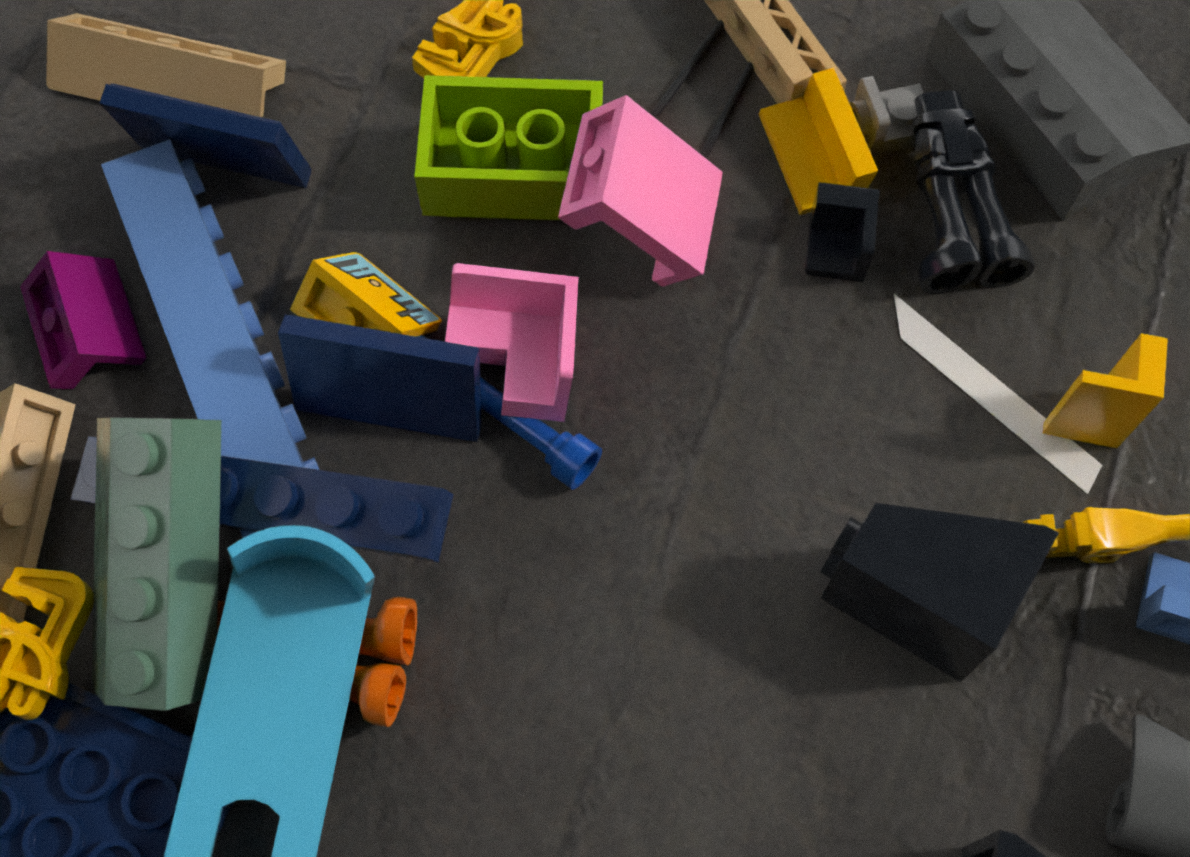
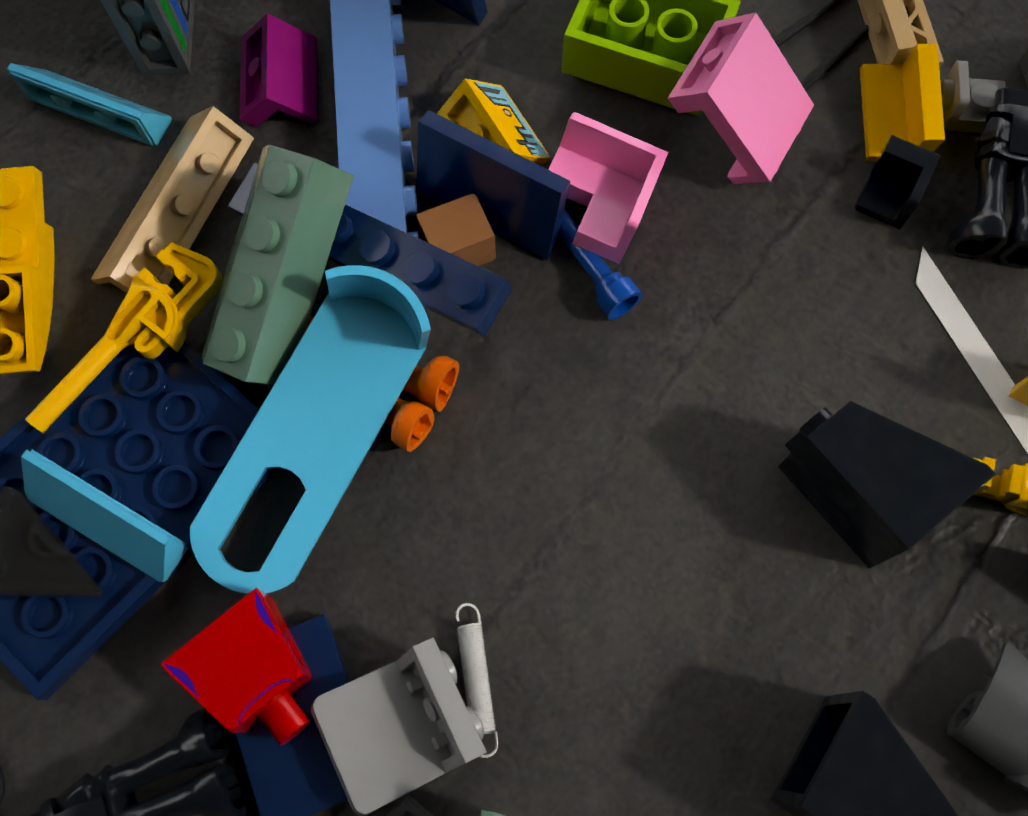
camera: 20 degrees right, 5 degrees up
(363, 442) = (459, 229): none -> medium nougat panel

